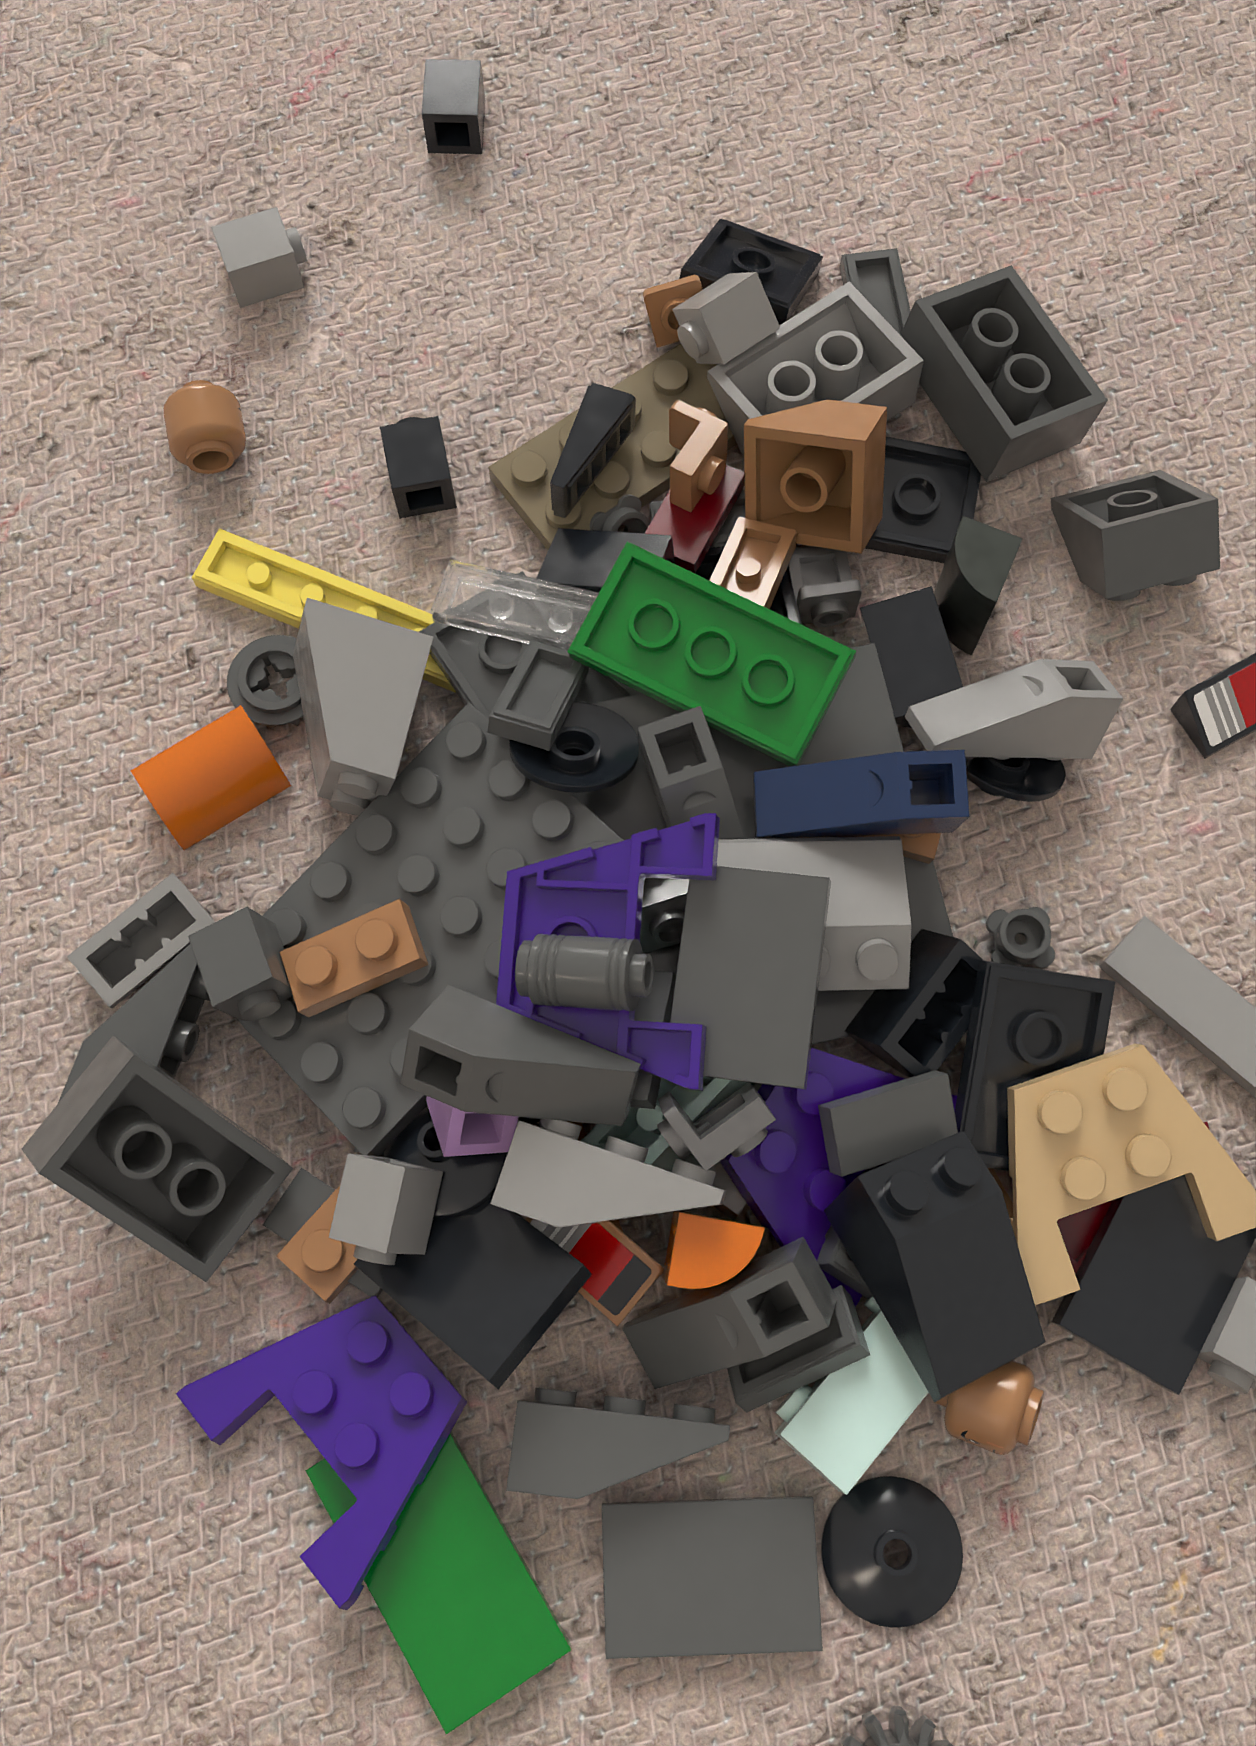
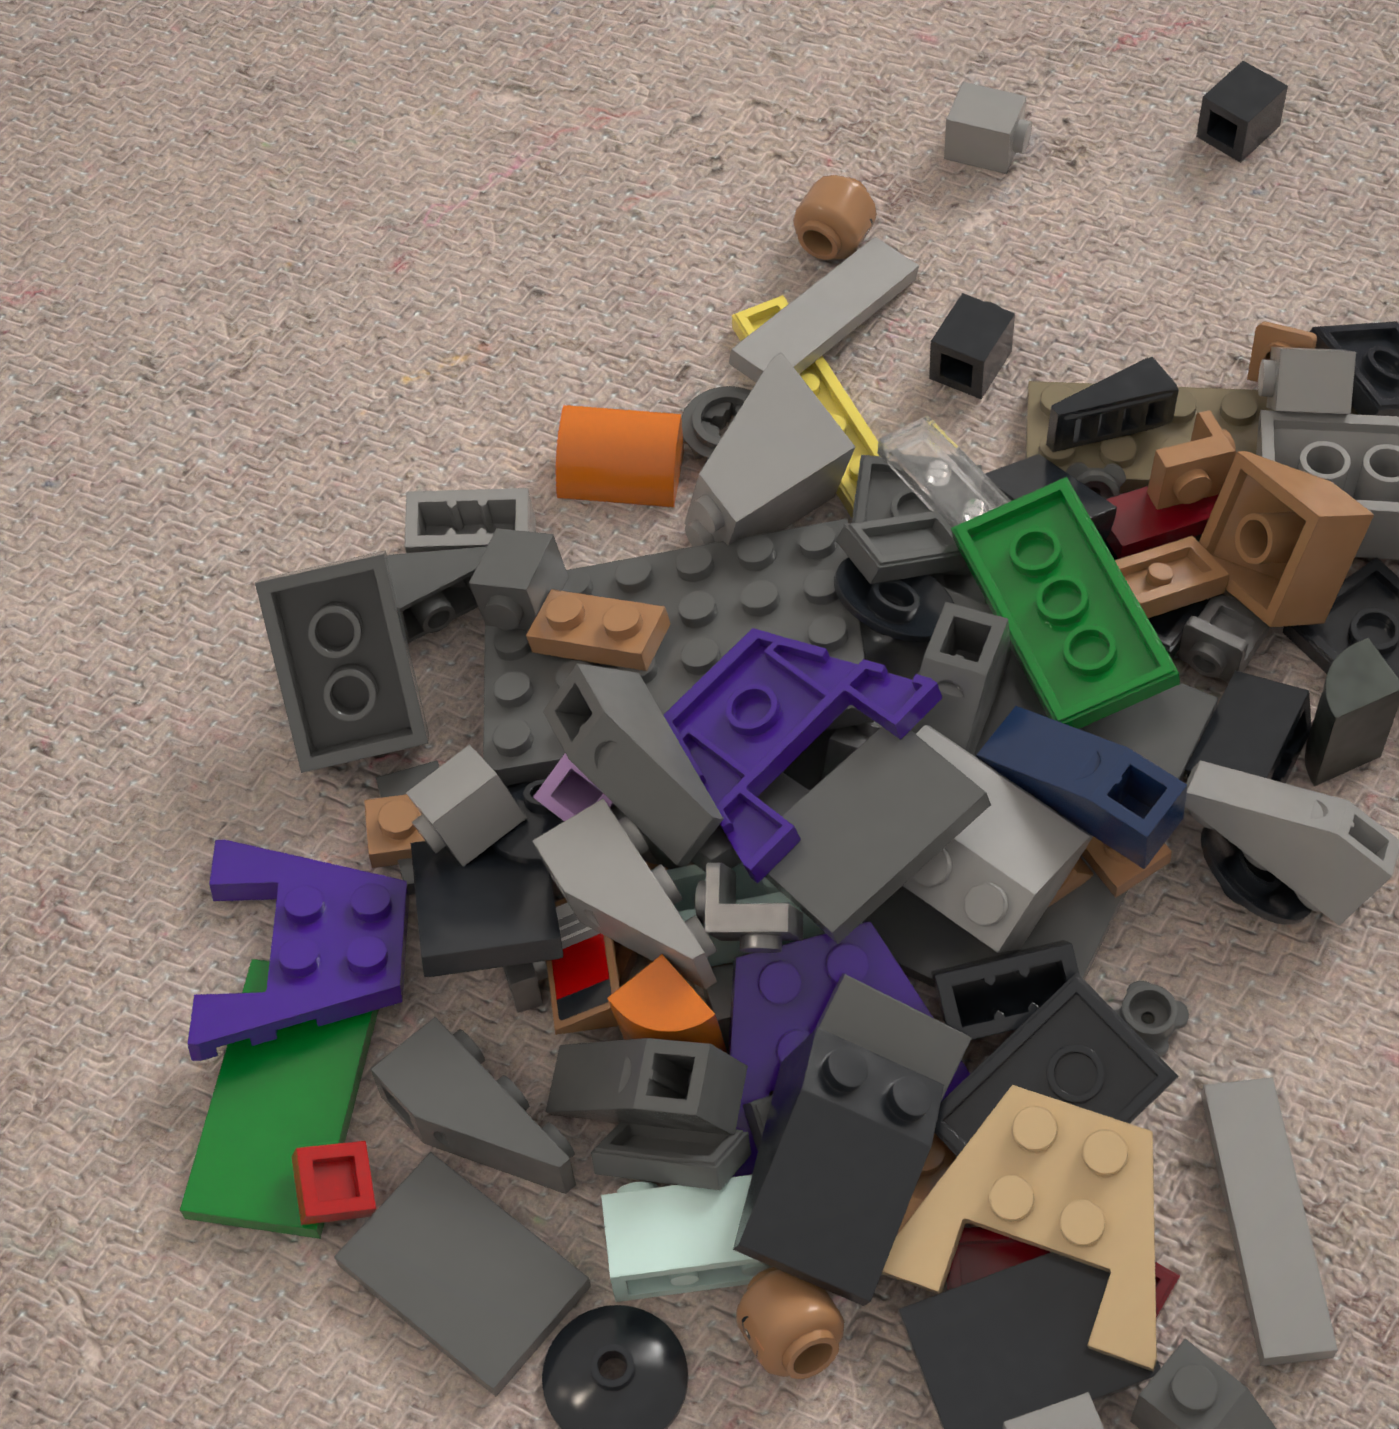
camera: 45 degrees right, 15 degrees down
(273, 525) = (827, 310): none -> light grey tile
(553, 1603) = (333, 1182): none -> red tile
(583, 972) = (738, 722): dark grey head -> none

